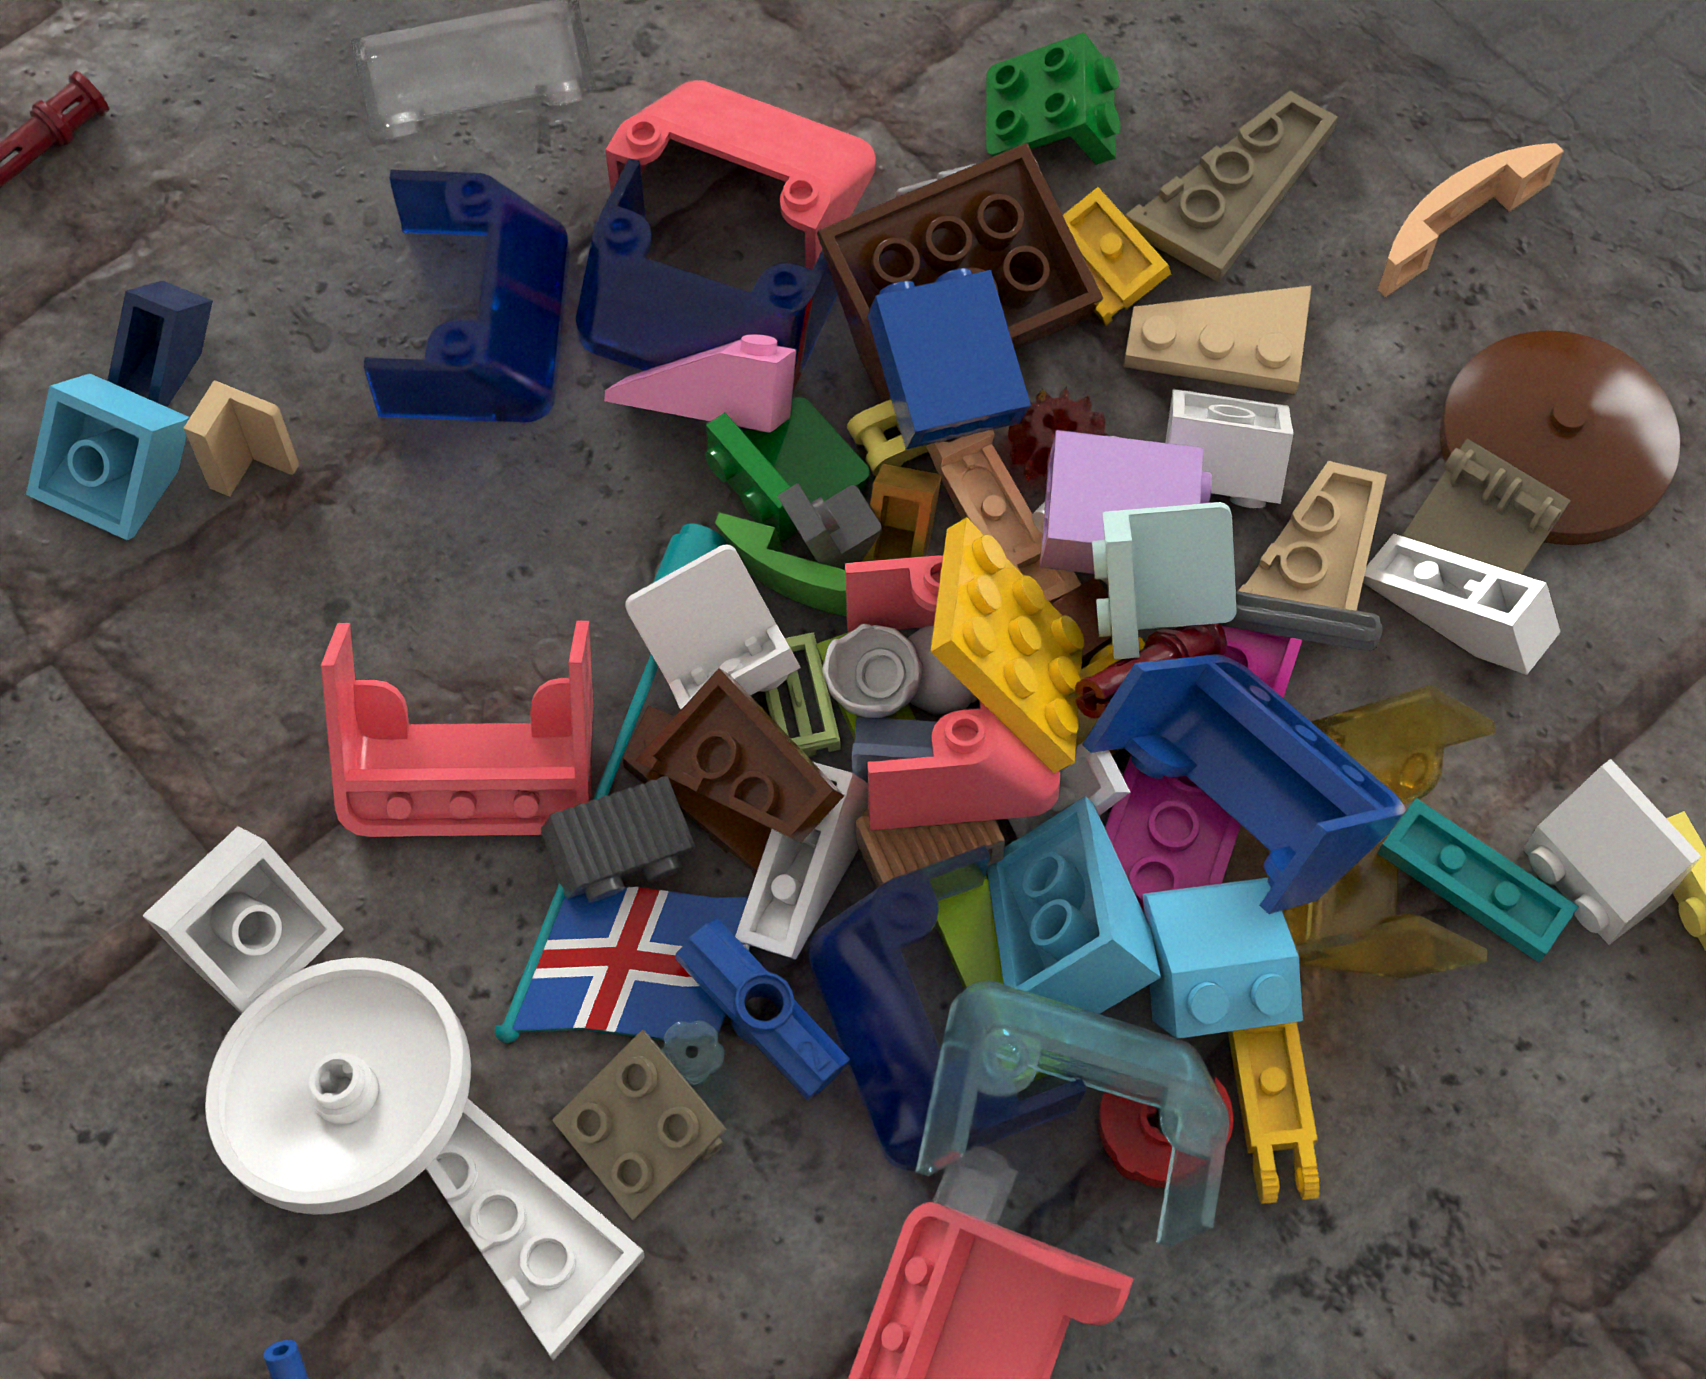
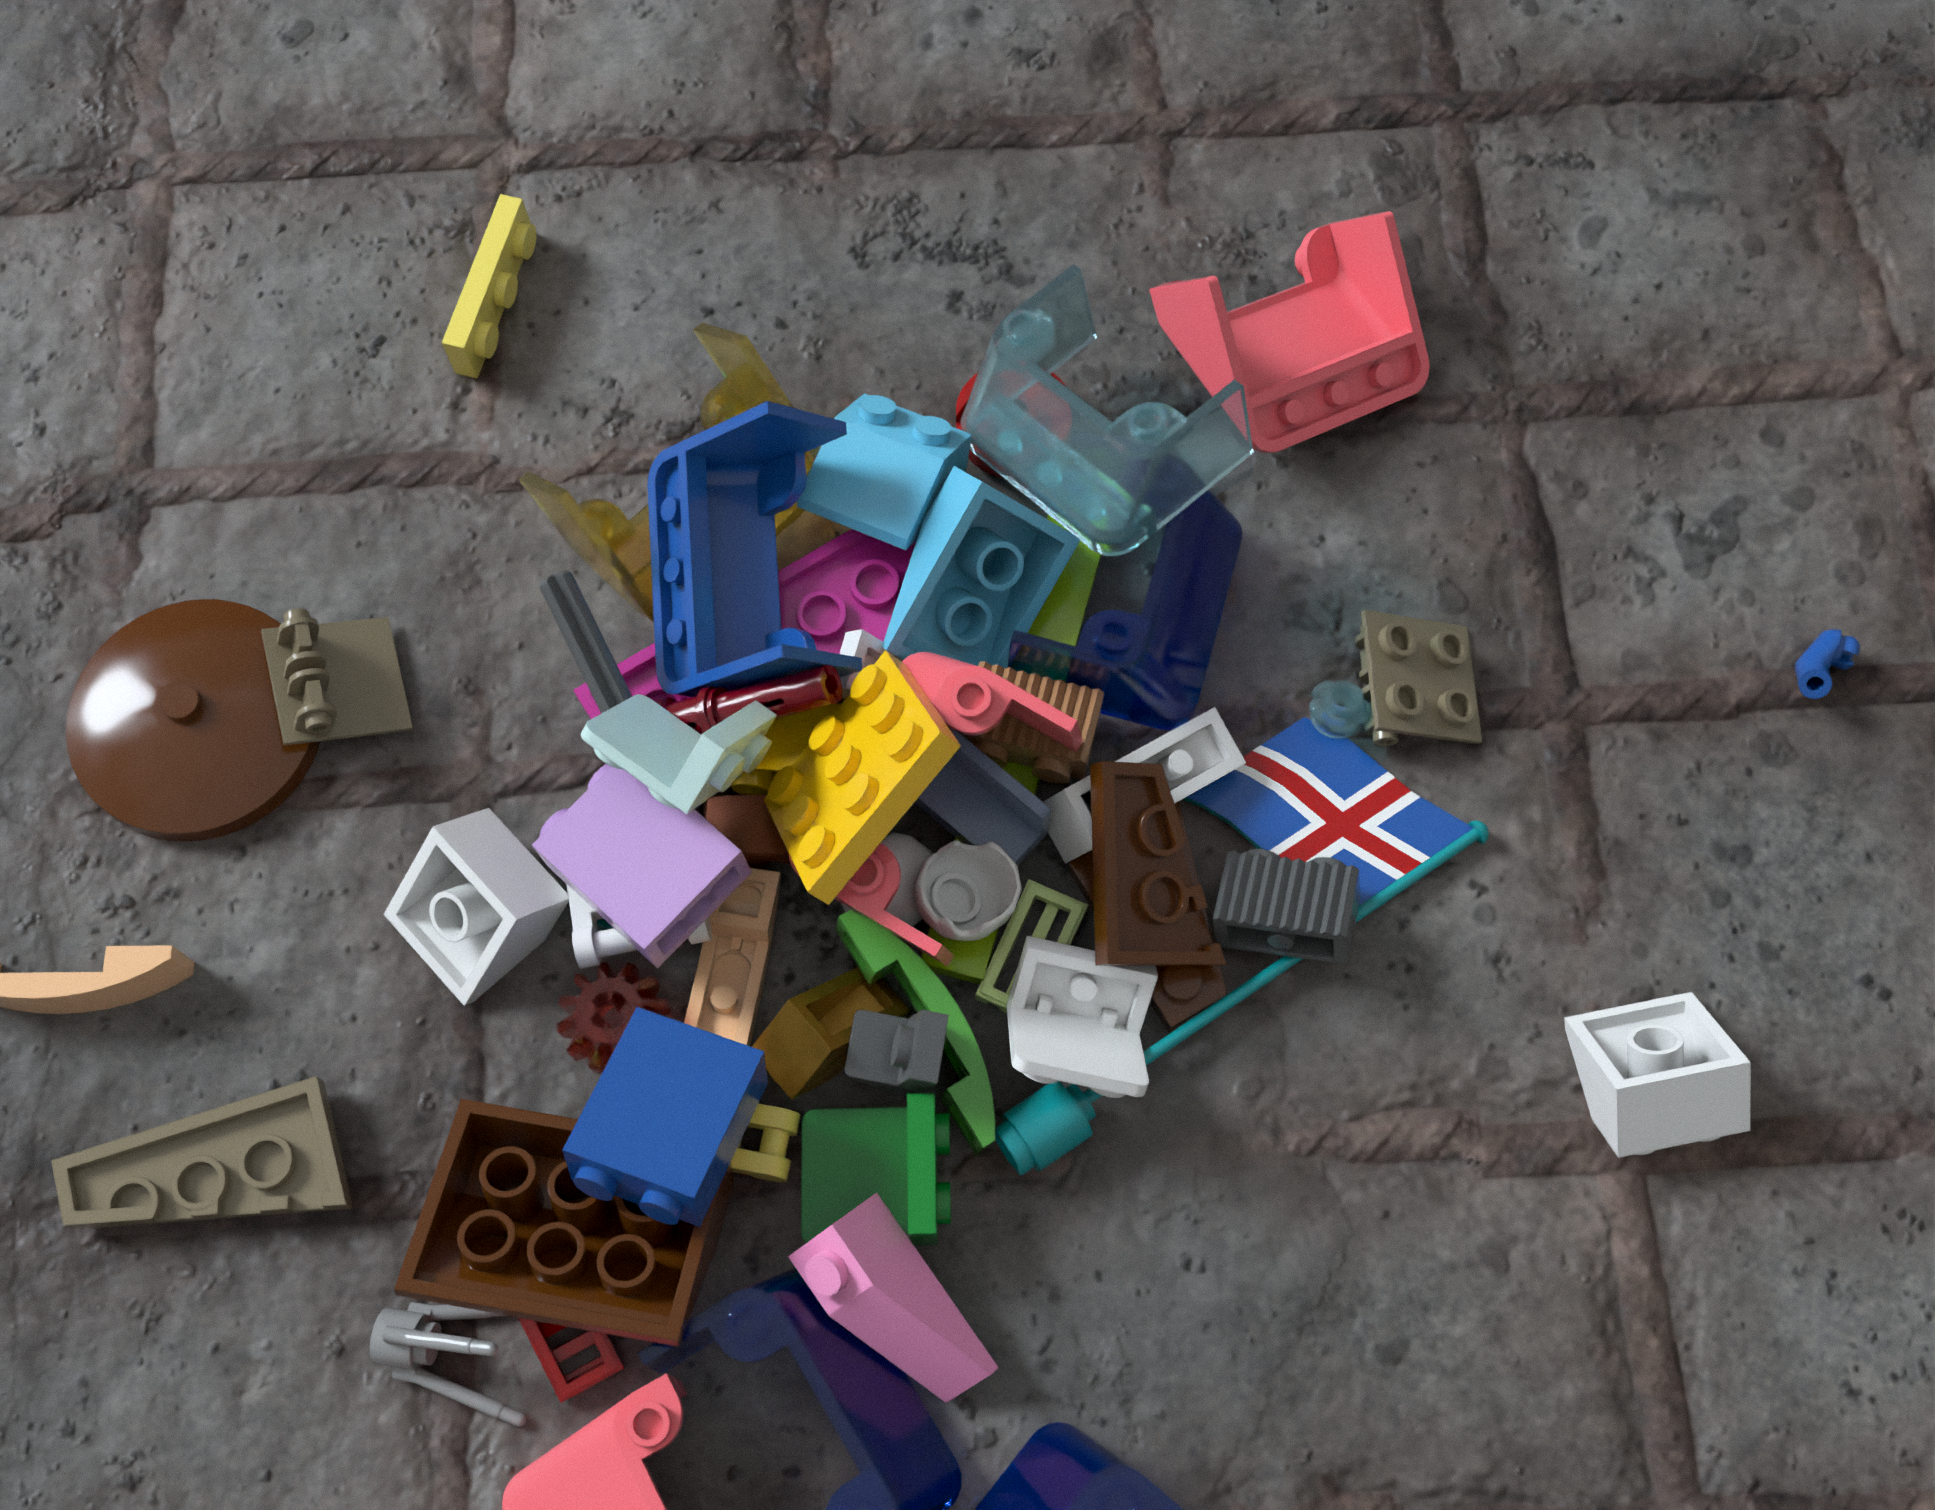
camera: 140 degrees left, 5 degrees up
(338, 1086) = (1656, 859): white dish -> none
(455, 776) = (1375, 1087): coral windscreen -> none
(532, 1229) = (1555, 665): white wing -> none
(735, 976) = (1266, 725): blue piece -> none
(1054, 96) = (291, 1402): green bracket -> none
(1115, 253) = (392, 1178): yellow plate -> none
(1224, 339) = (374, 1018): tan wing -> none
(1275, 1105) = (933, 366): yellow hinge -> none
(1325, 542) = (491, 753): tan wing -> none
(1467, 601) = (424, 633): white slope -> none
(1477, 880) = (626, 414): teal plate -> none
(1610, 853) = (526, 356): white slope -> none

